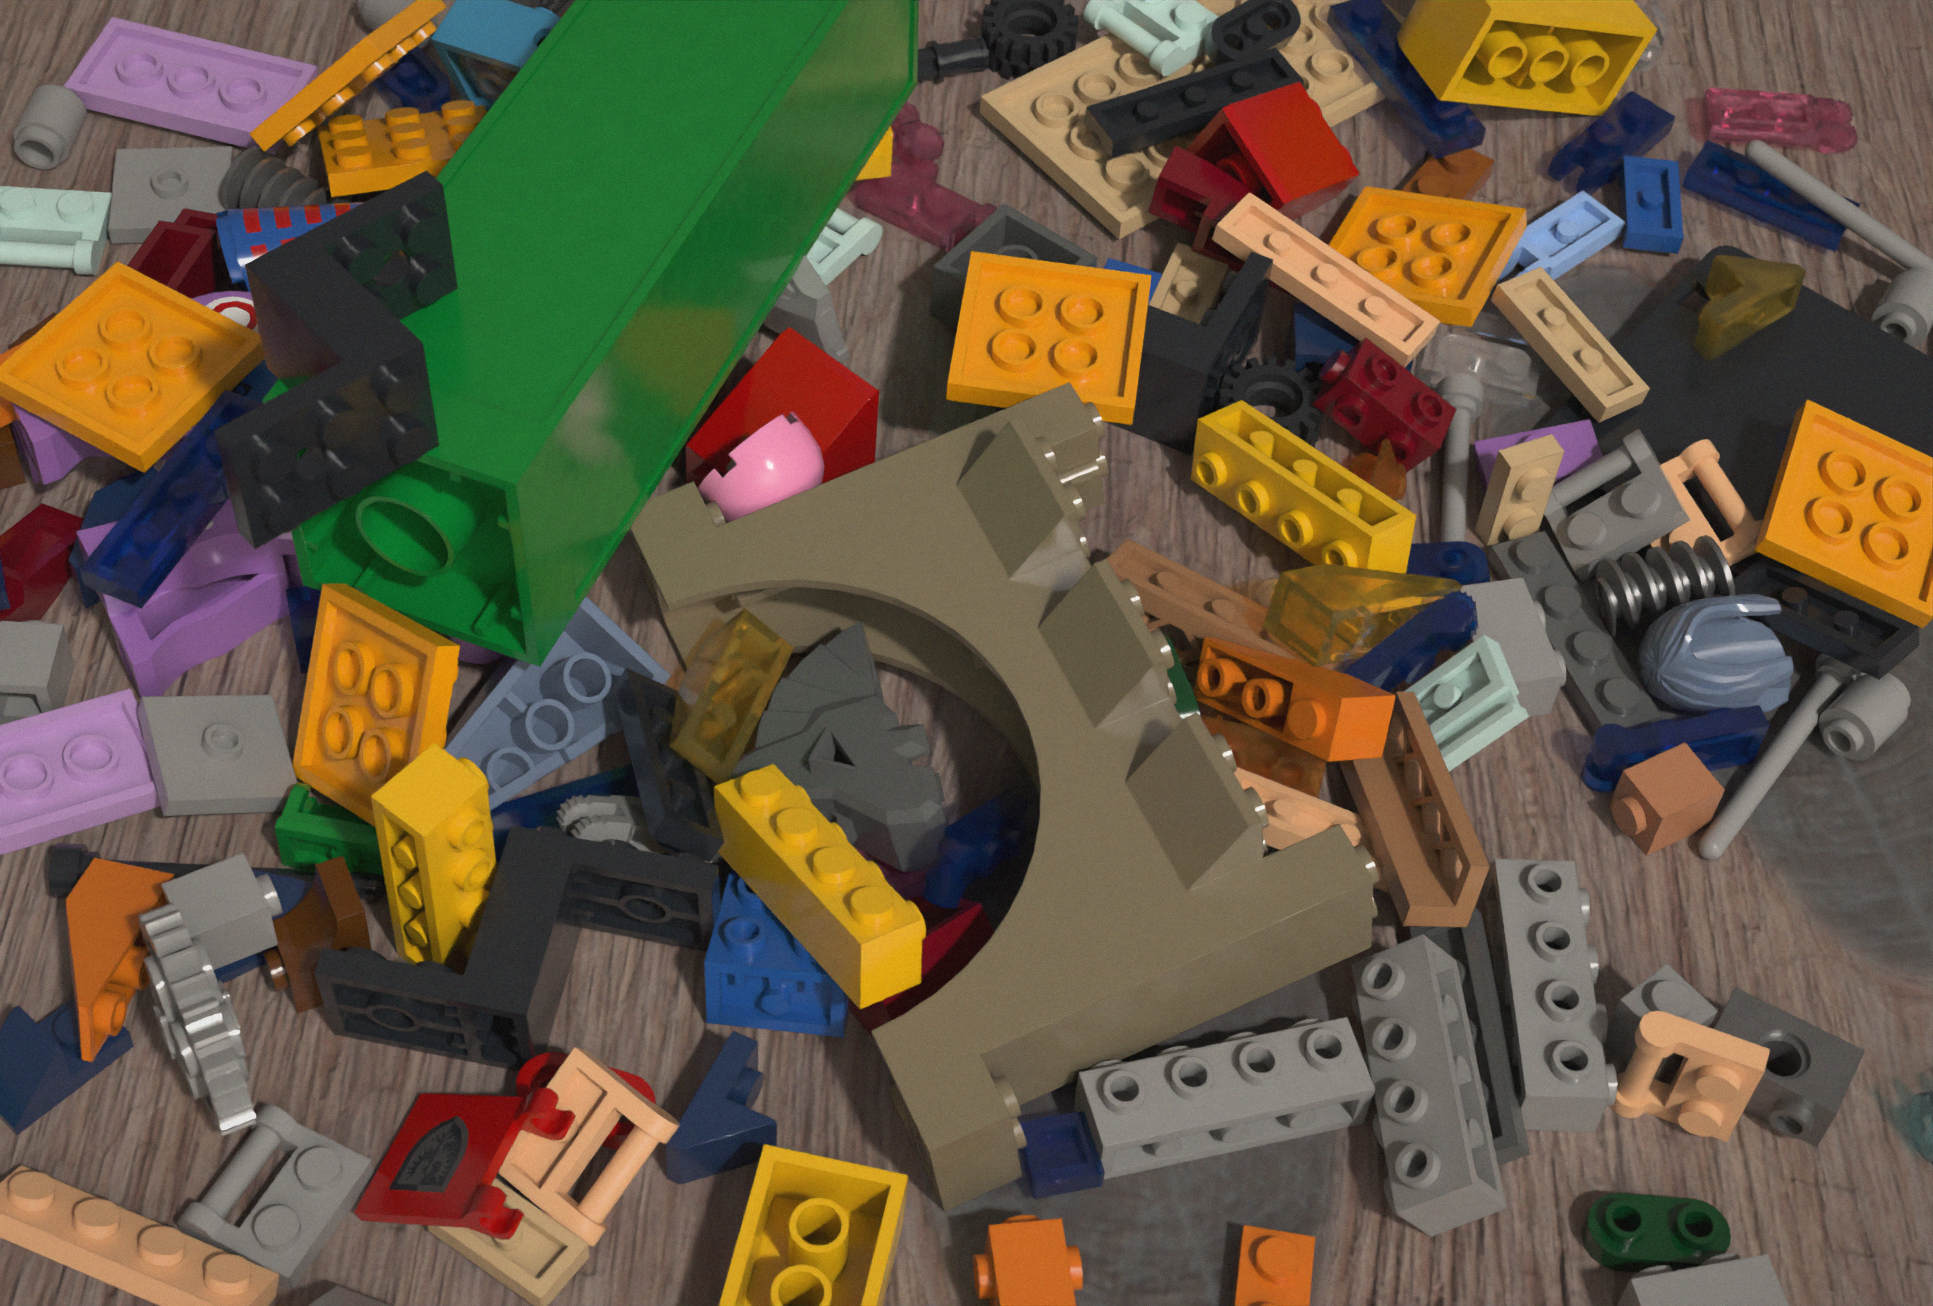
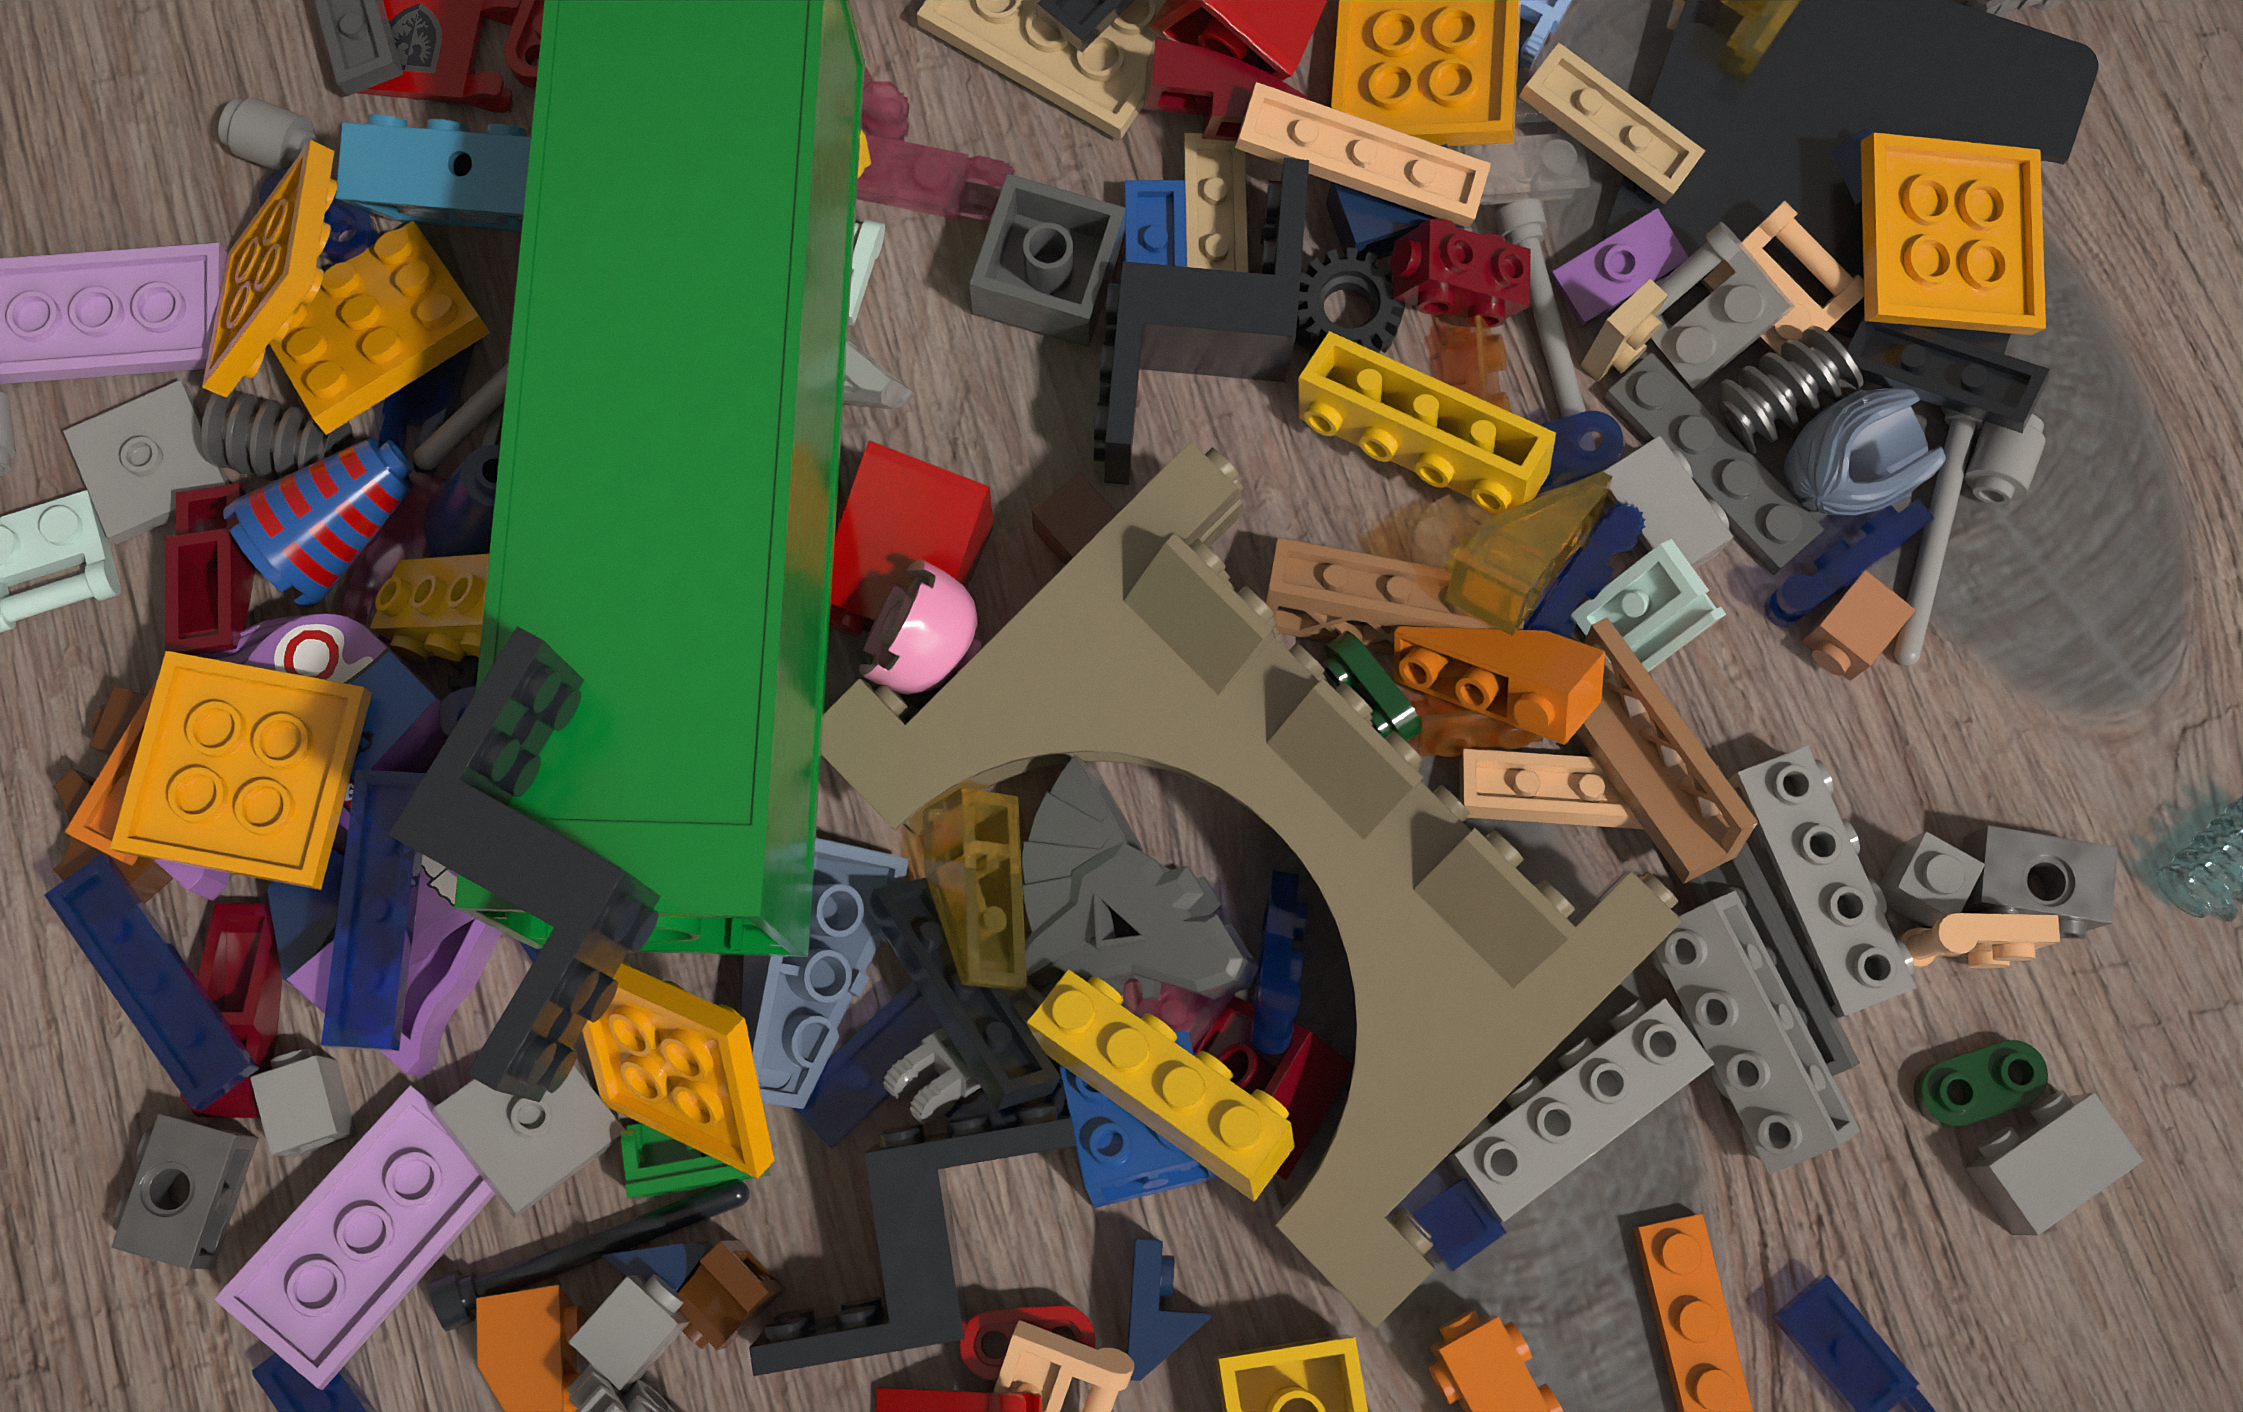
camera: 20 degrees left, 25 degrees up
(436, 856) = (816, 1217): yellow brick -> none
(1048, 325) = (1135, 363): light orange plate -> none

